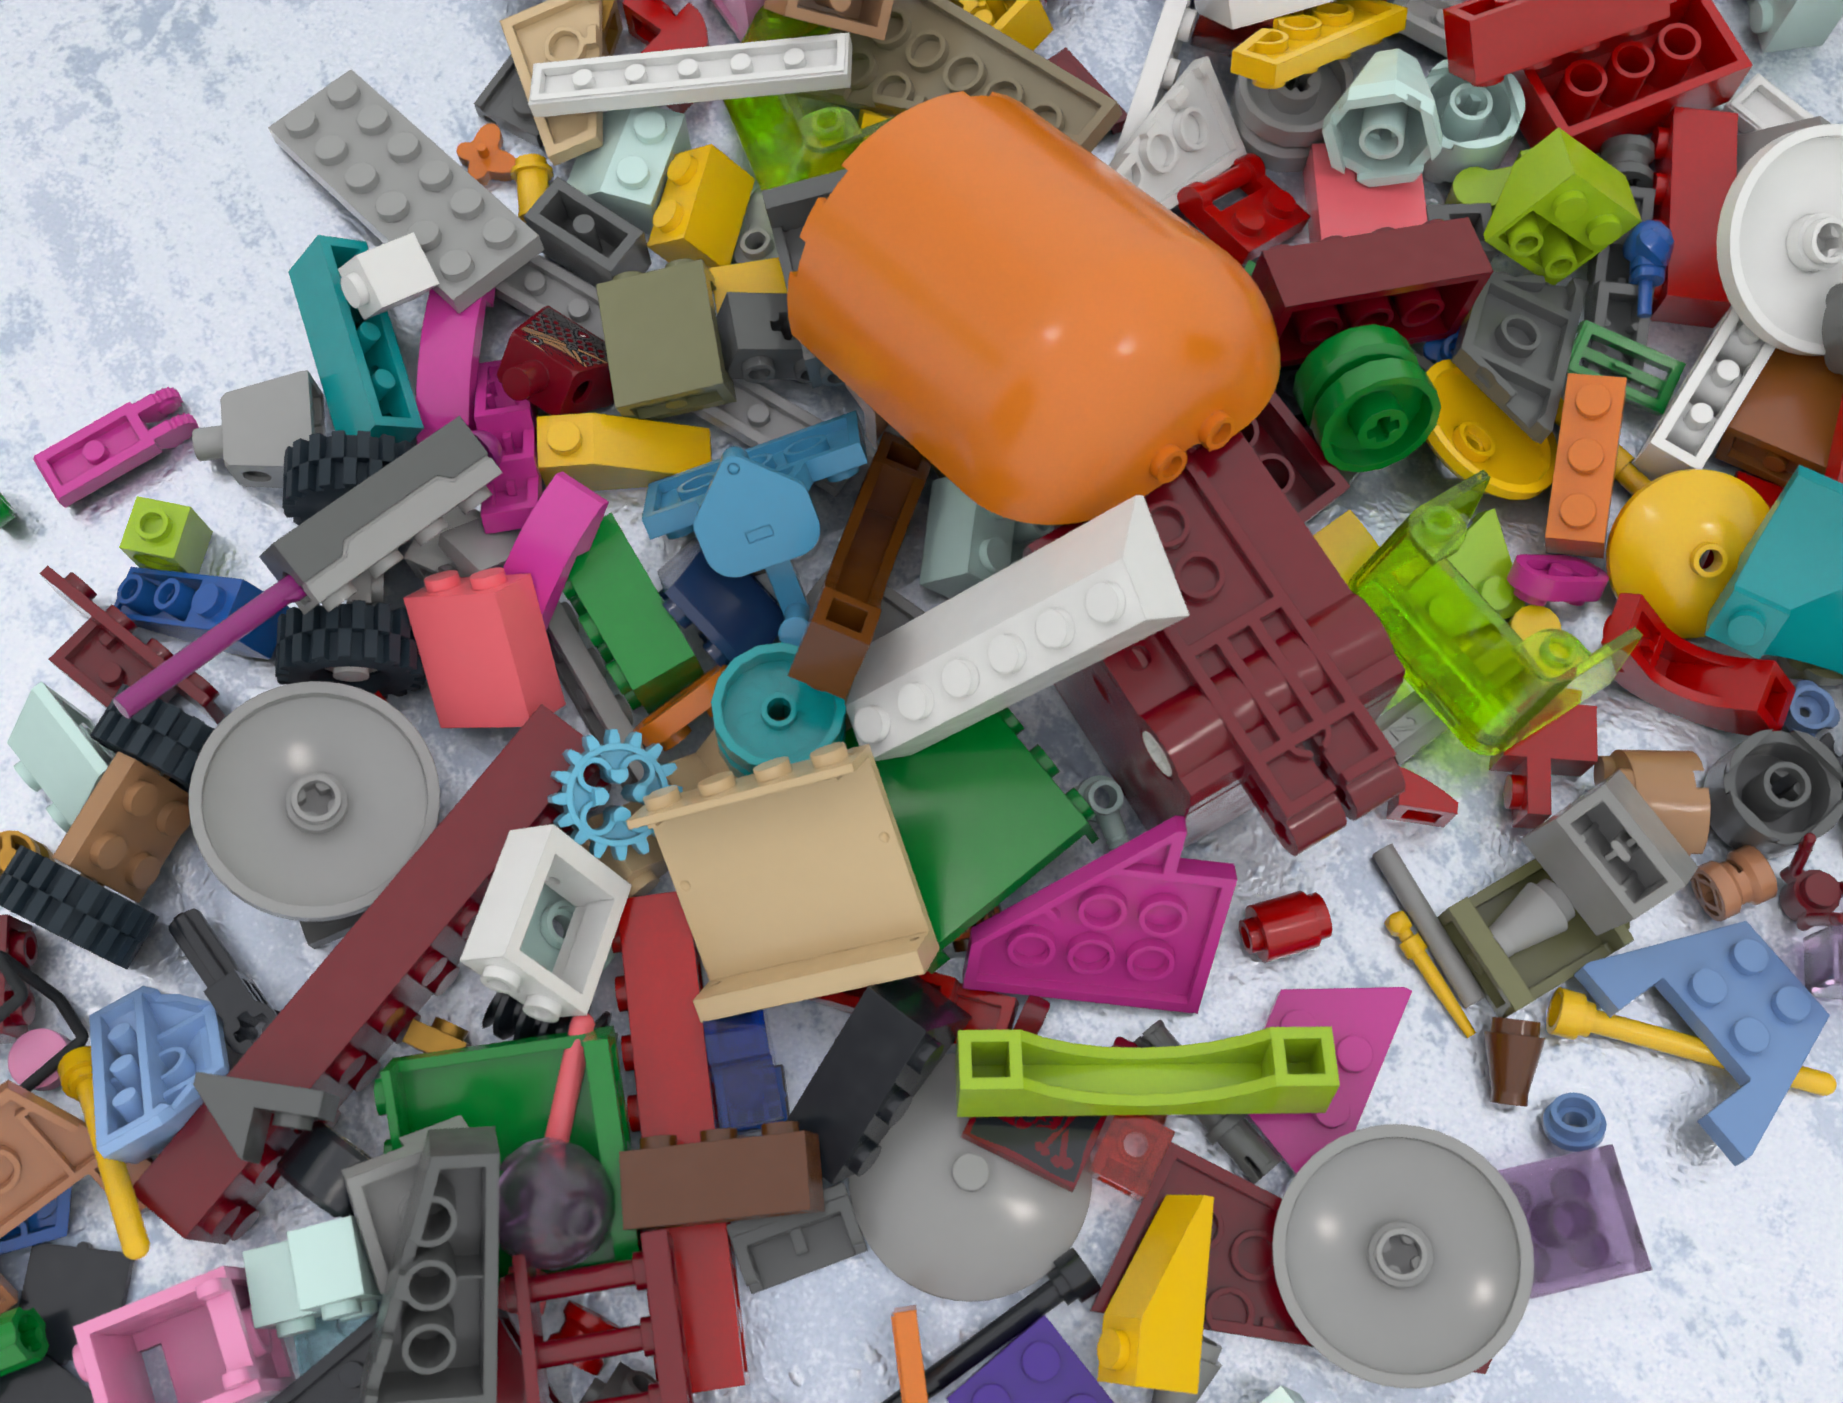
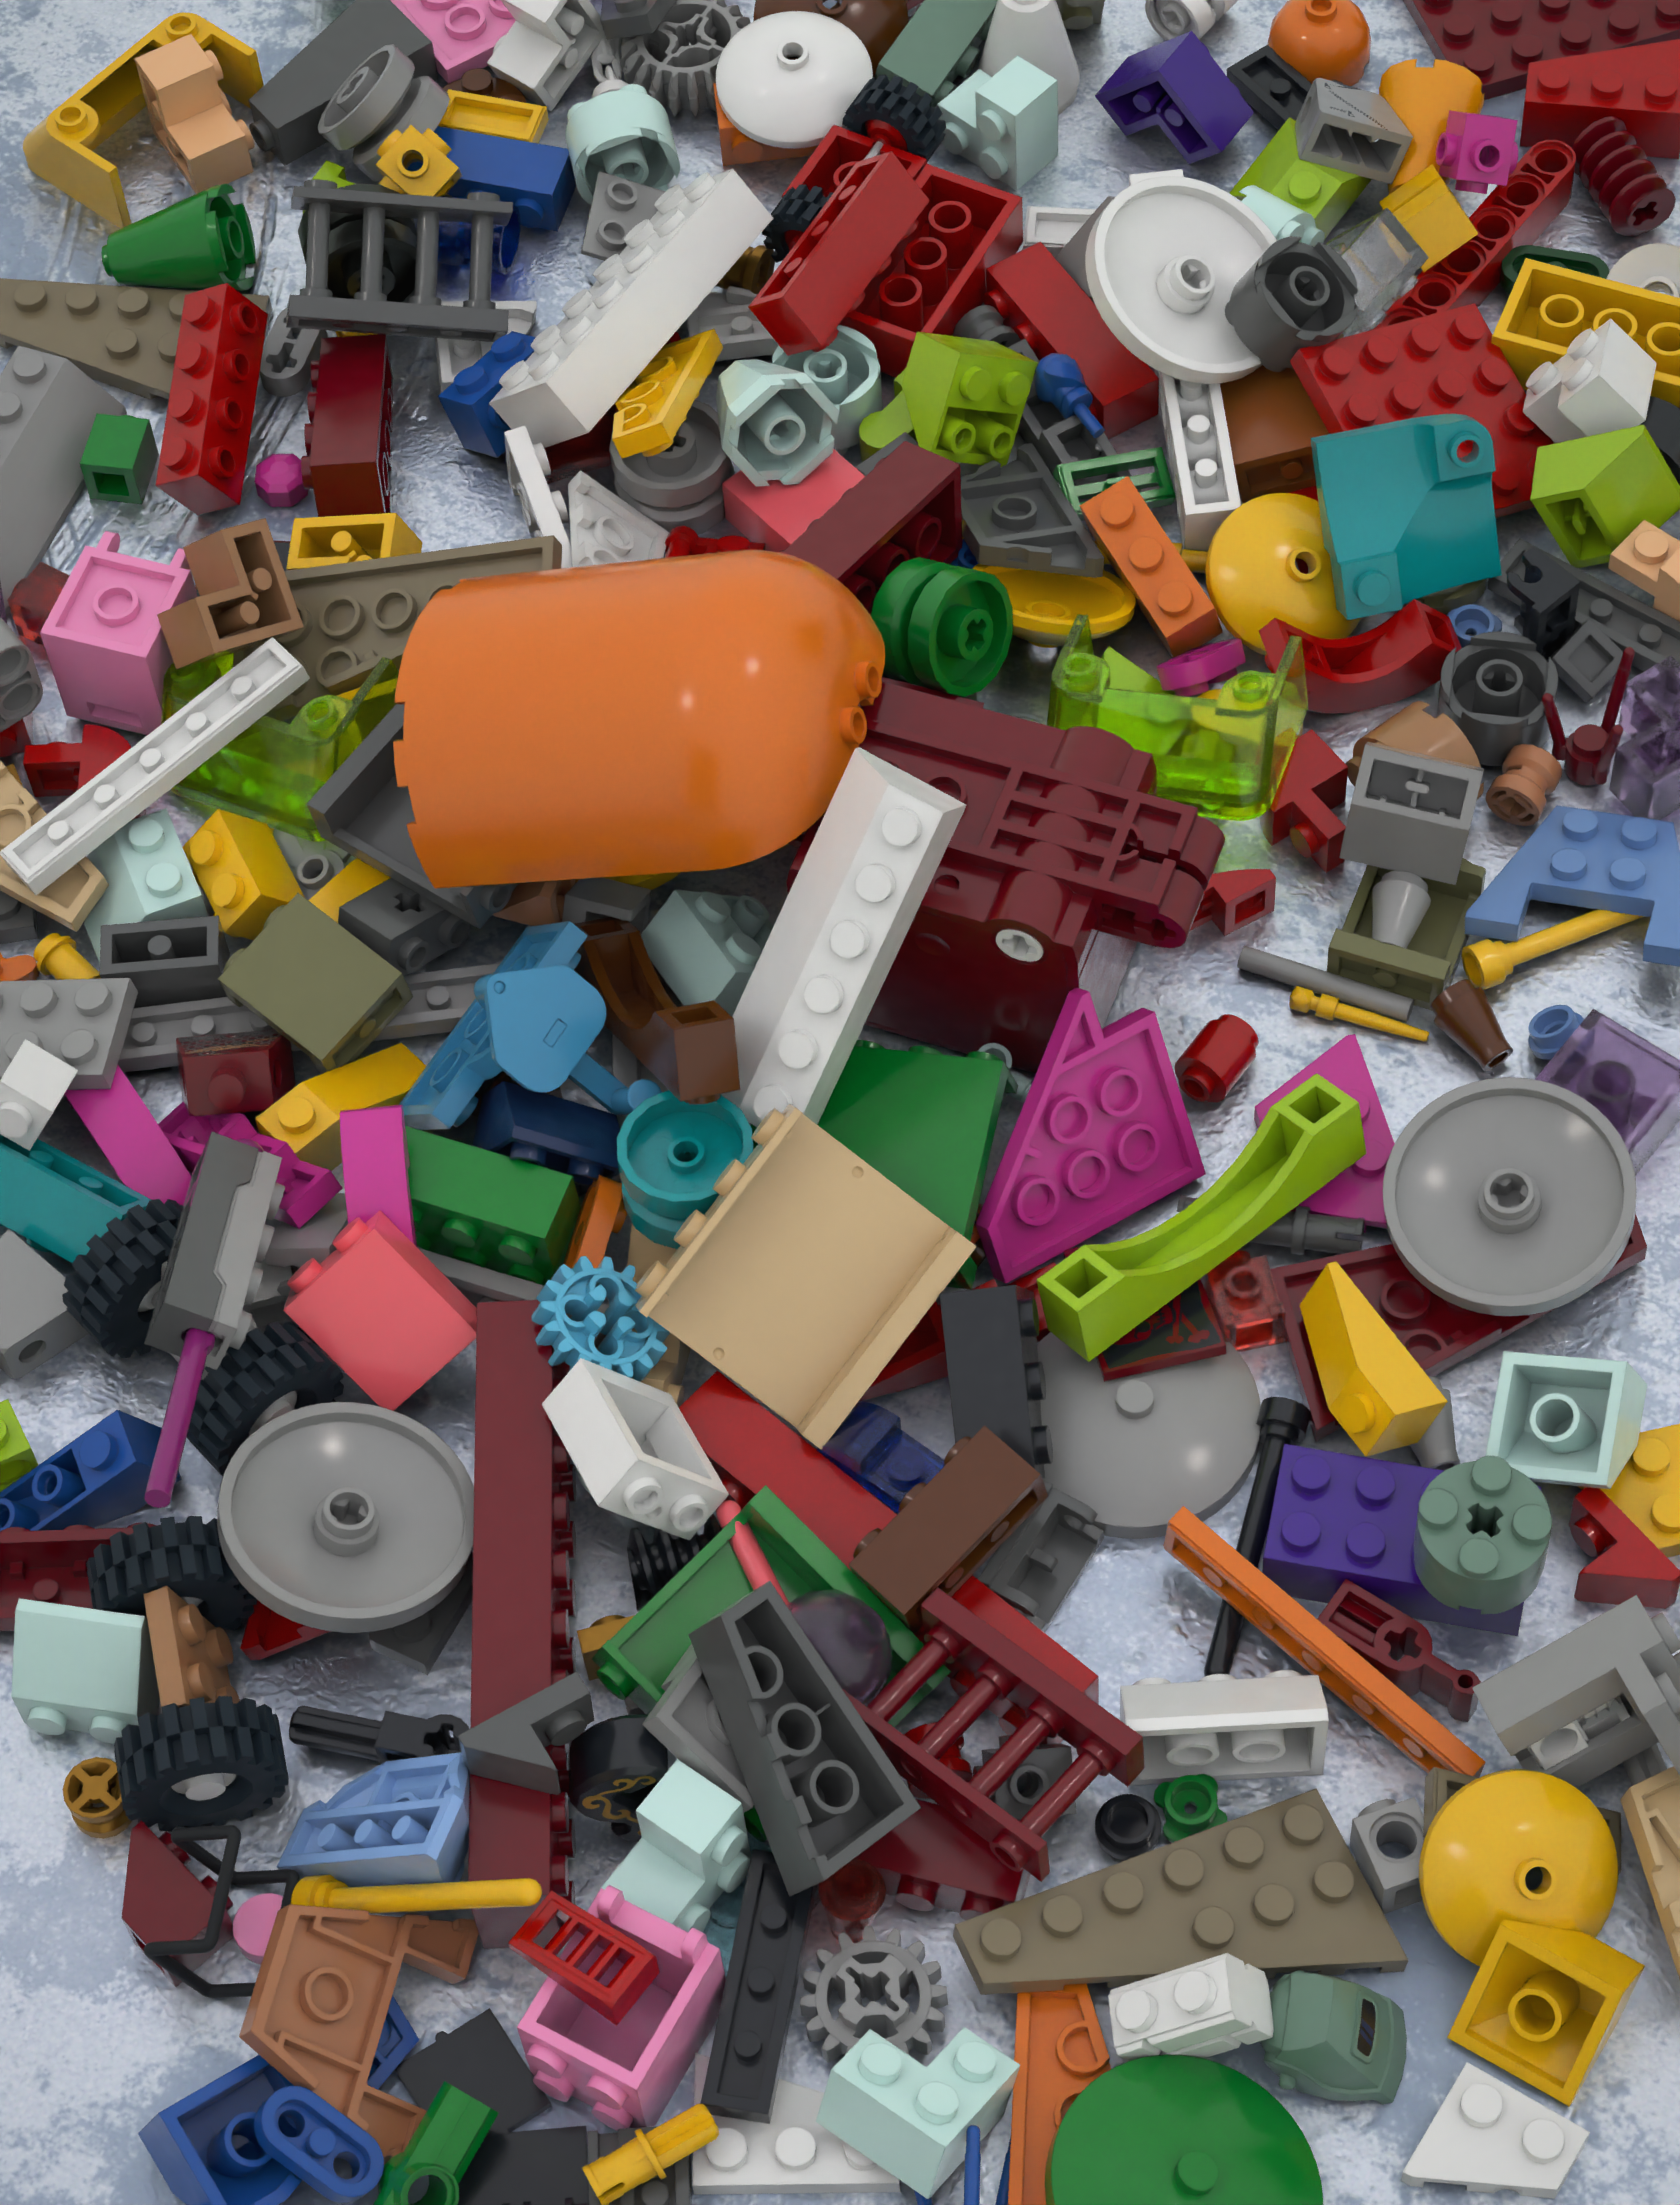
camera: 35 degrees left, 15 degrees down
(132, 1345) = (623, 1990): none -> red slope

